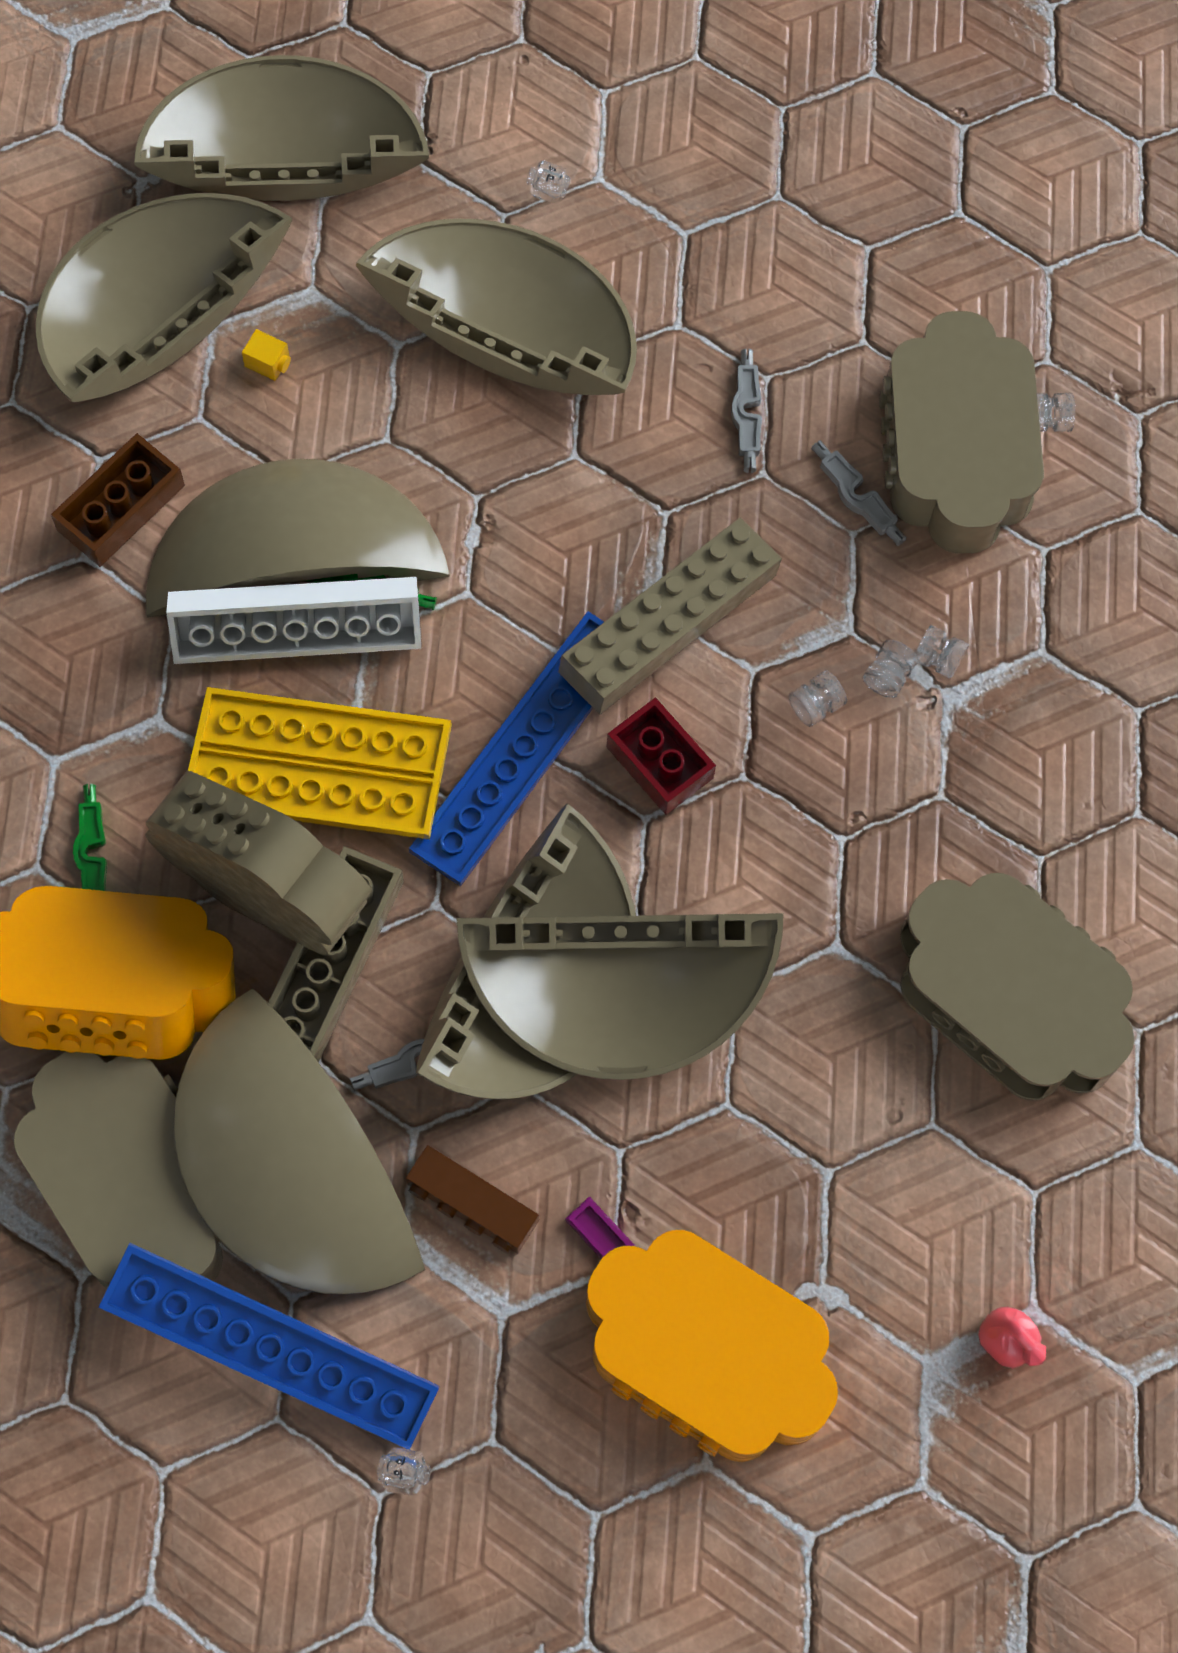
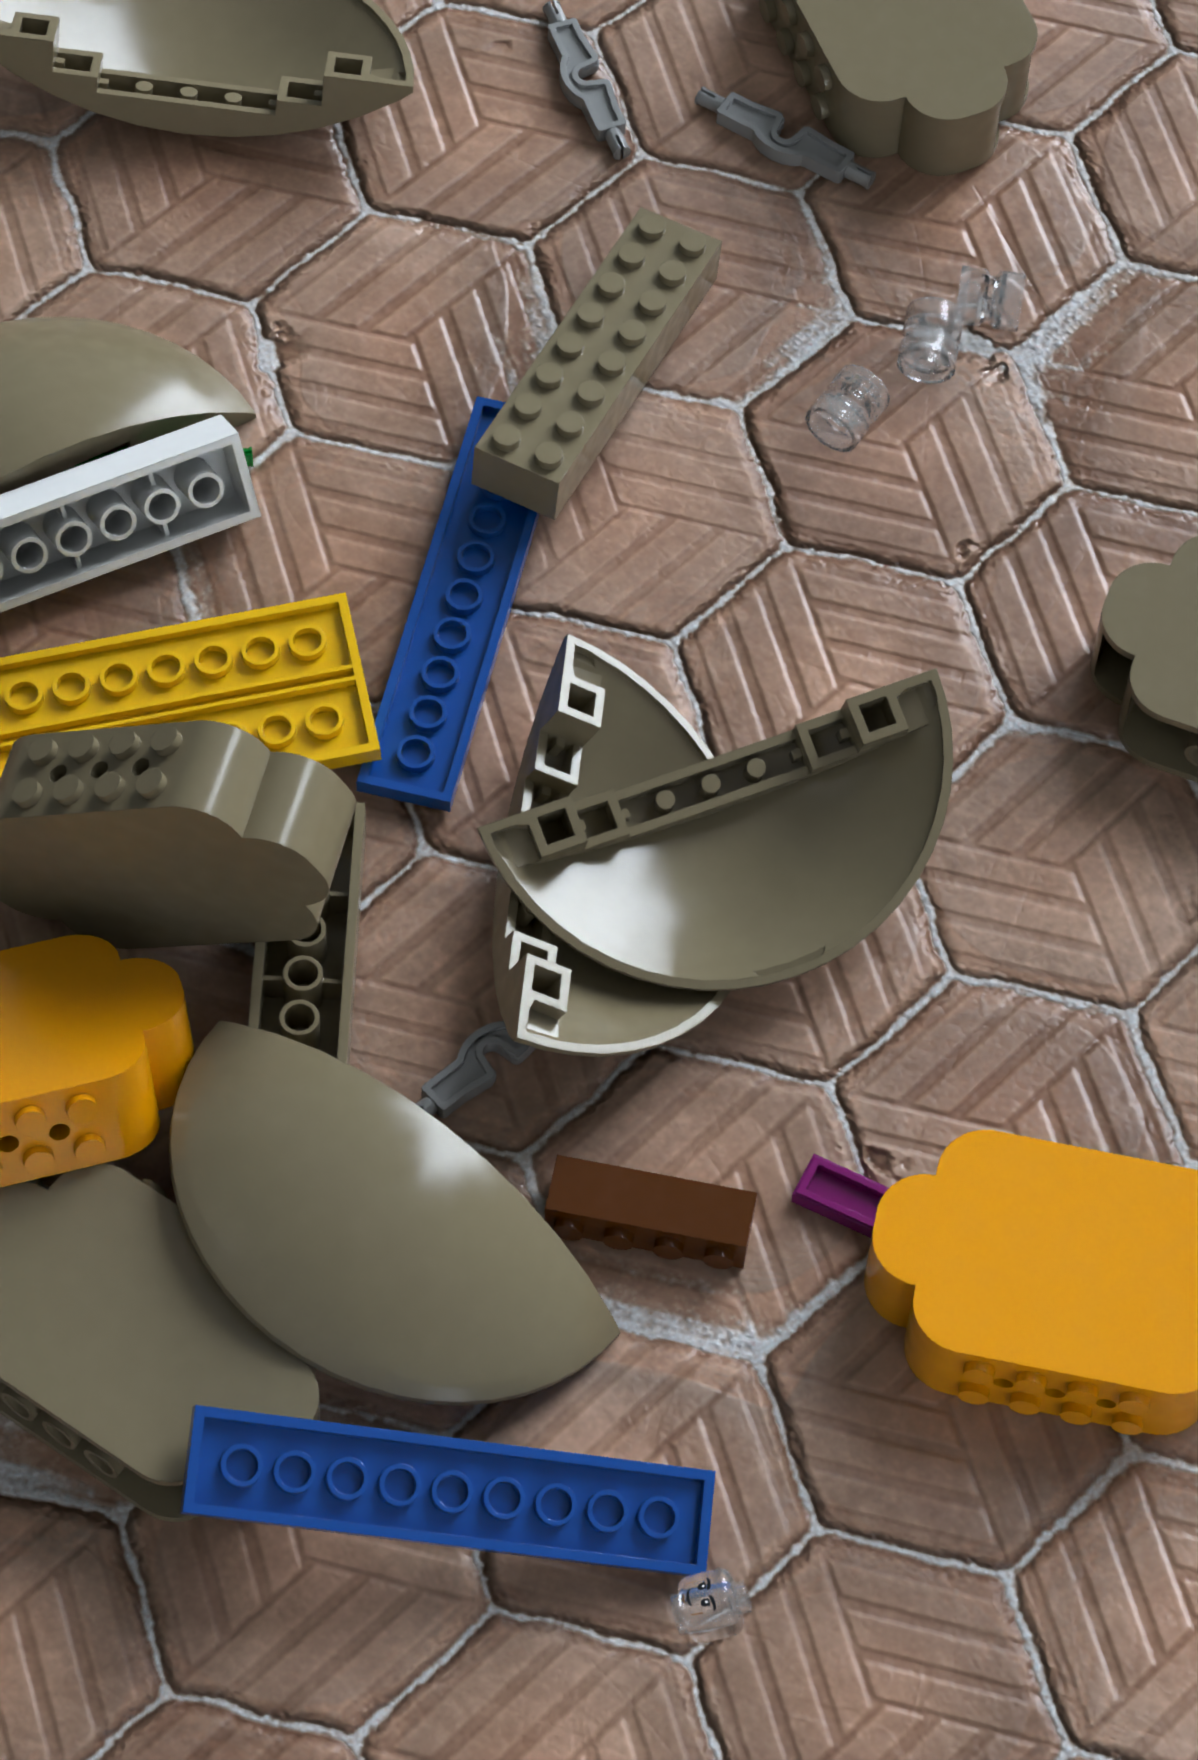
camera: 20 degrees left, 10 degrees down
(660, 756) = (663, 547): dark red brick -> none

